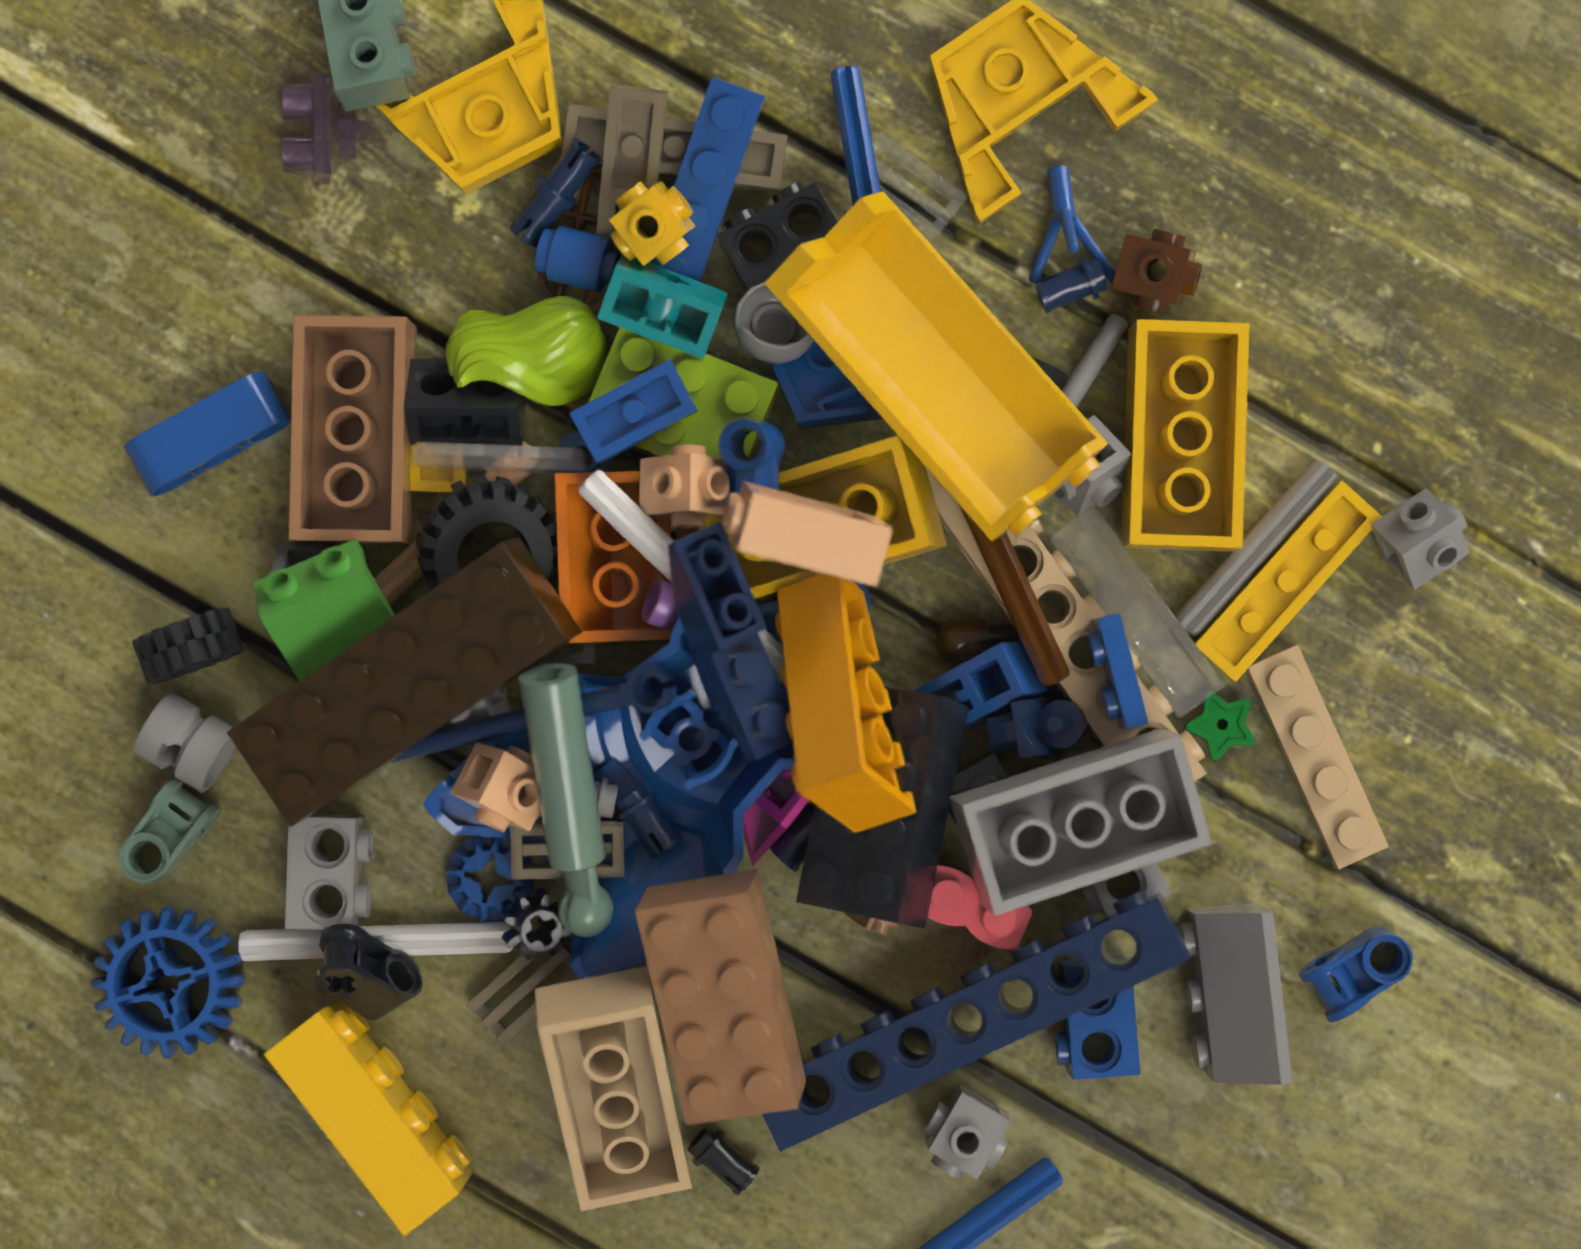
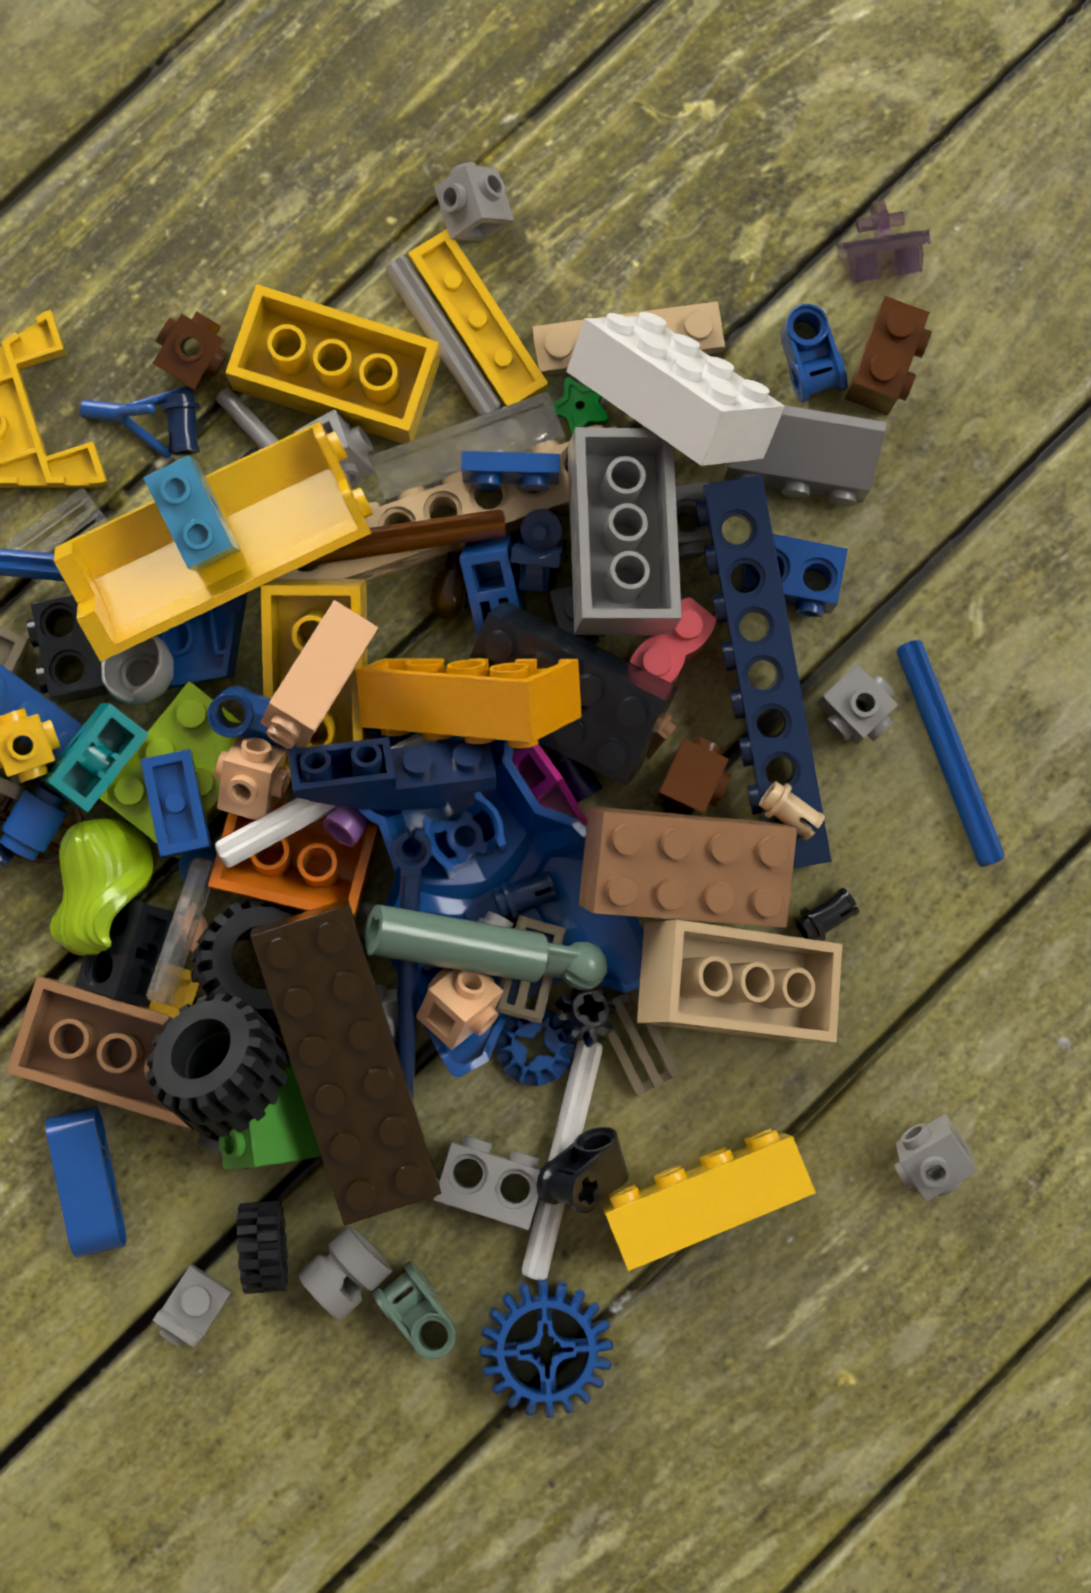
camera: 85 degrees left, 5 degrees down
(106, 587) = (192, 1308): none -> light grey bracket
(364, 510) = (238, 1086): none -> black tyre
(821, 1092) = (789, 809): none -> tan pin
(829, 973) = (694, 778): none -> reddish brown brick
(957, 334) = (191, 513): none -> dark azure brick
(1260, 834) = (675, 388): none -> white brick
(1380, 1058) = (887, 355): none -> reddish brown brick
(1516, 1042) = (905, 246): none -> hips

